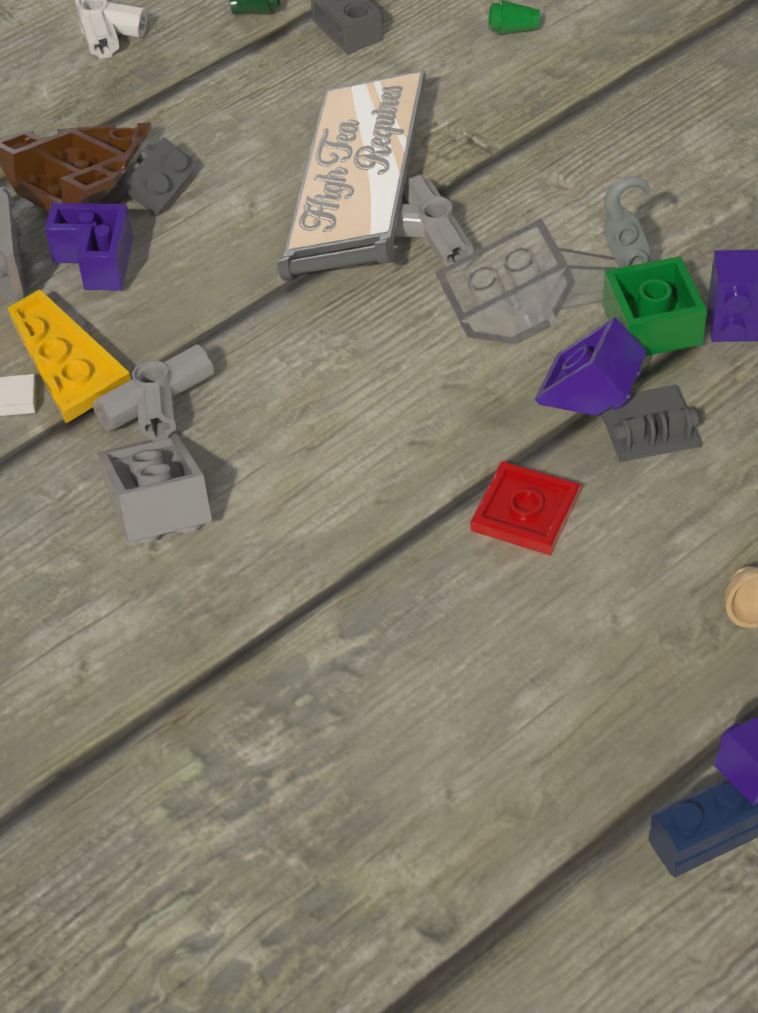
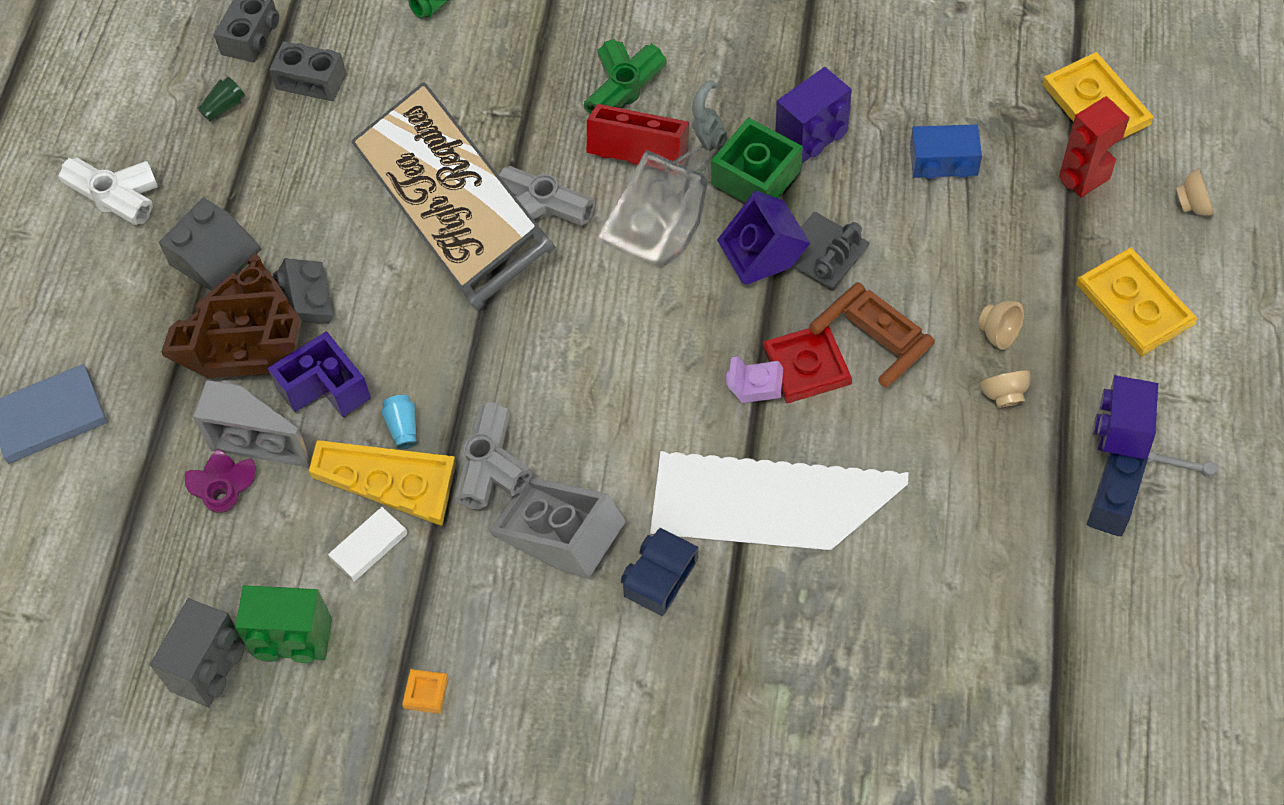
camera: 40 degrees left, 10 degrees up
(123, 317) = (400, 419): none -> medium azure cone
(124, 93) = (208, 245): none -> dark grey slope
(195, 582) = (659, 571): none -> dark blue brick
(364, 599) = (766, 500): none -> white sticker
(452, 486) = (754, 381): none -> lavender bracket
(565, 211) = (629, 133): none -> red brick
(615, 162) = (624, 74): none -> green piece
(632, 520) = (882, 324): none -> dark orange plate
(694, 654) = (1007, 388): none -> tan piece

